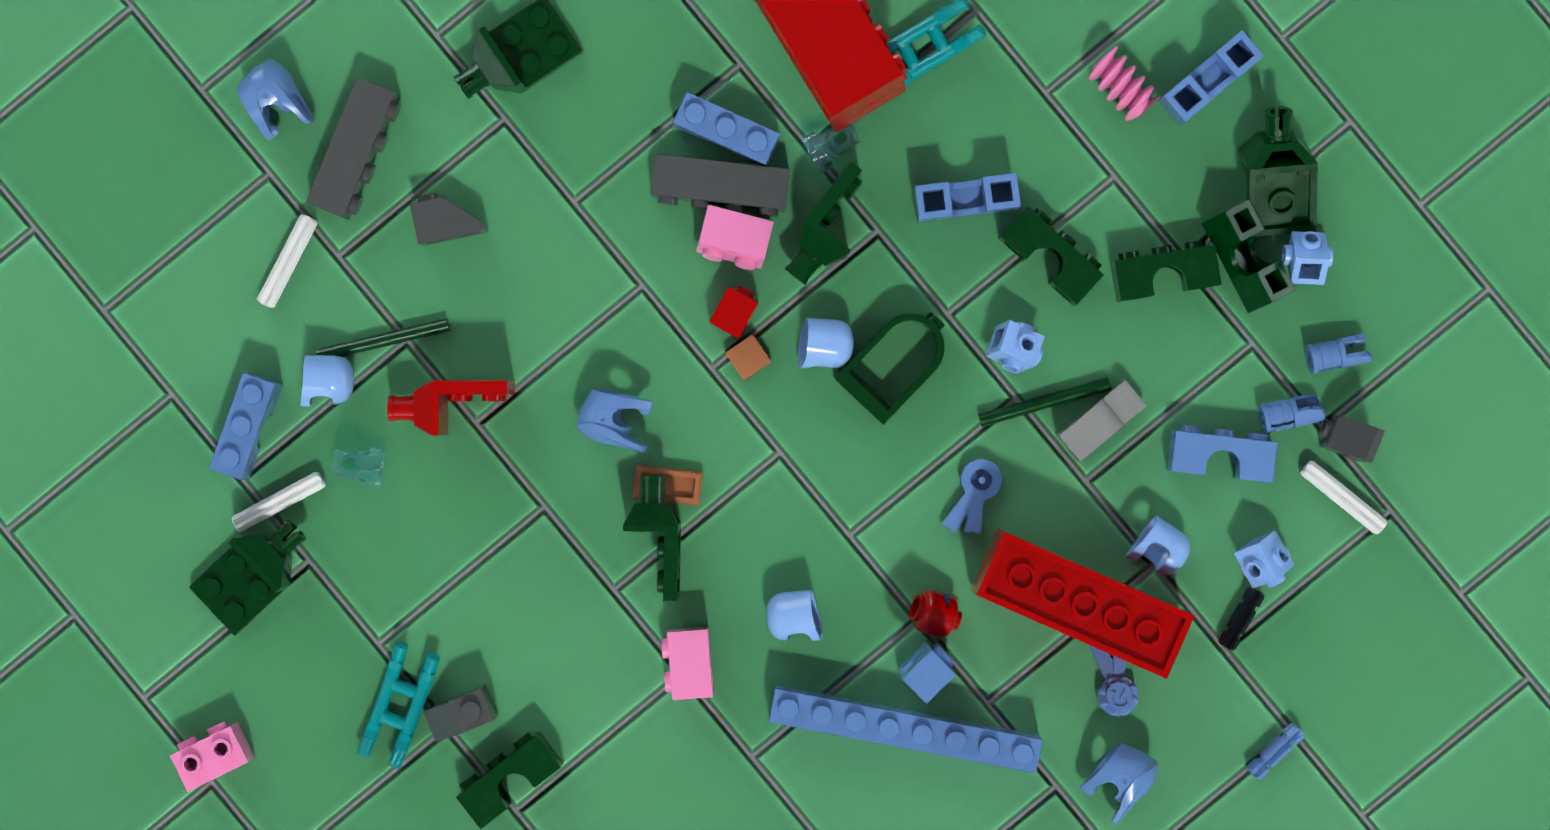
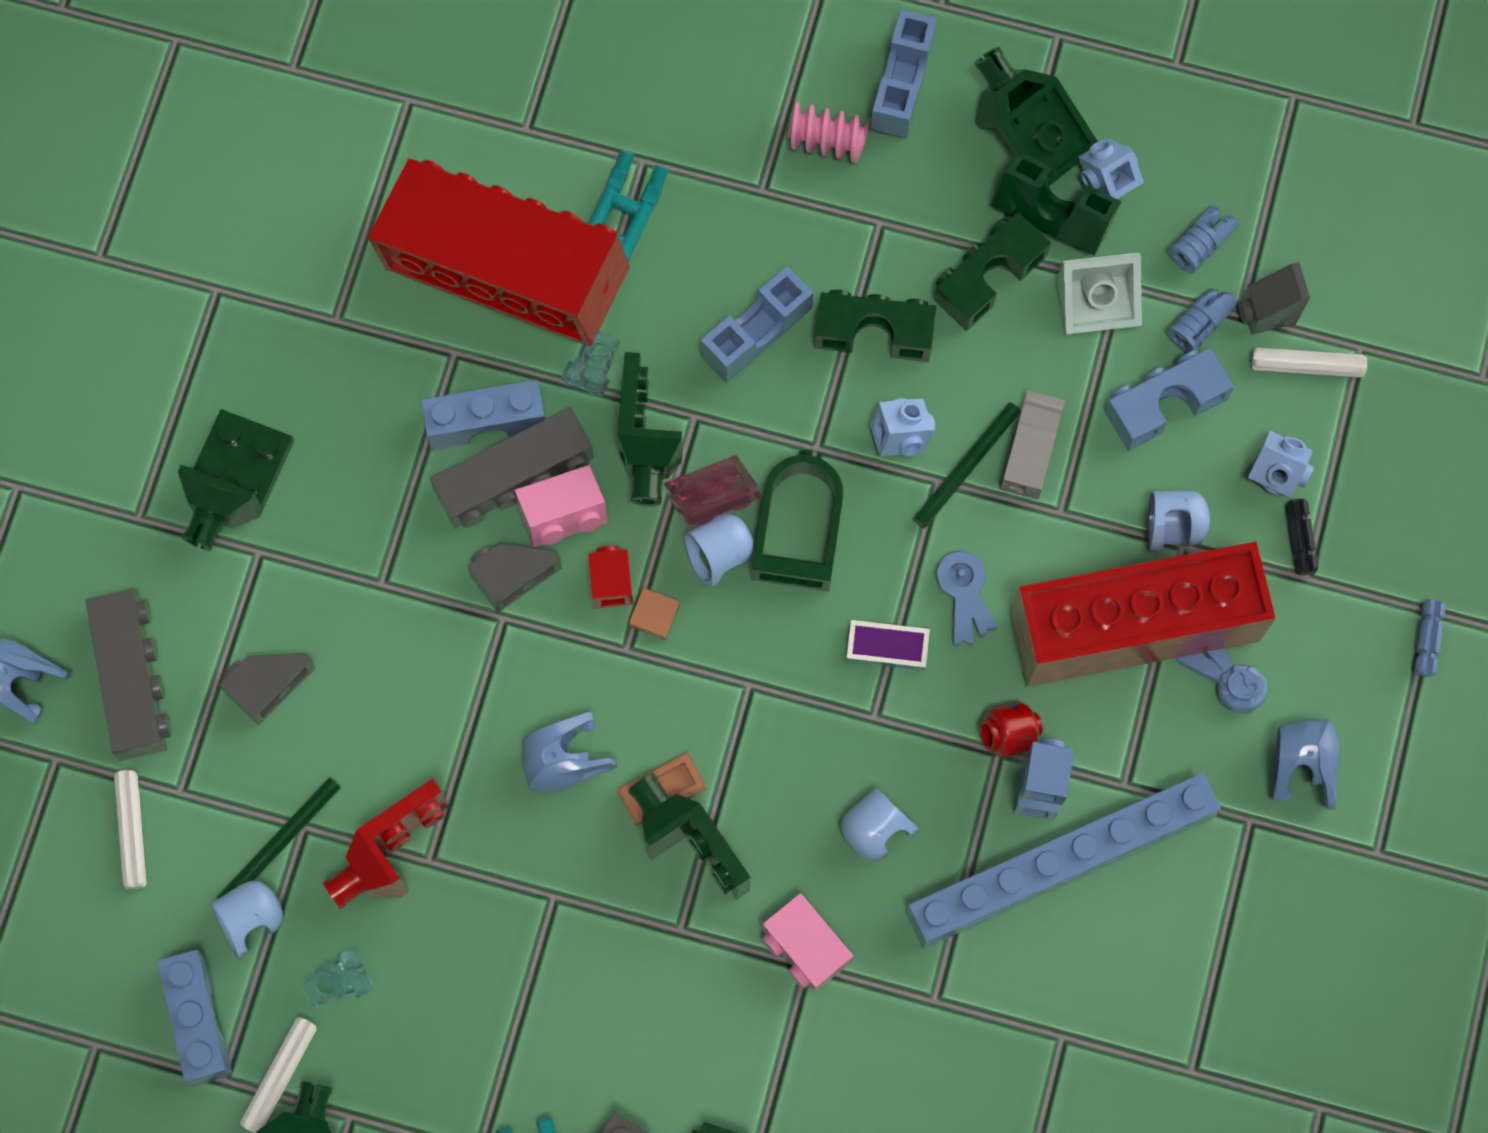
camera: 40 degrees left, 15 degrees down
(666, 258) = (511, 571): none -> dark grey slope
(847, 300) = (712, 491): none -> clear pink plate
(895, 492) = (888, 645): none -> dark purple tile
(1230, 345) = (1100, 293): none -> light aqua slope

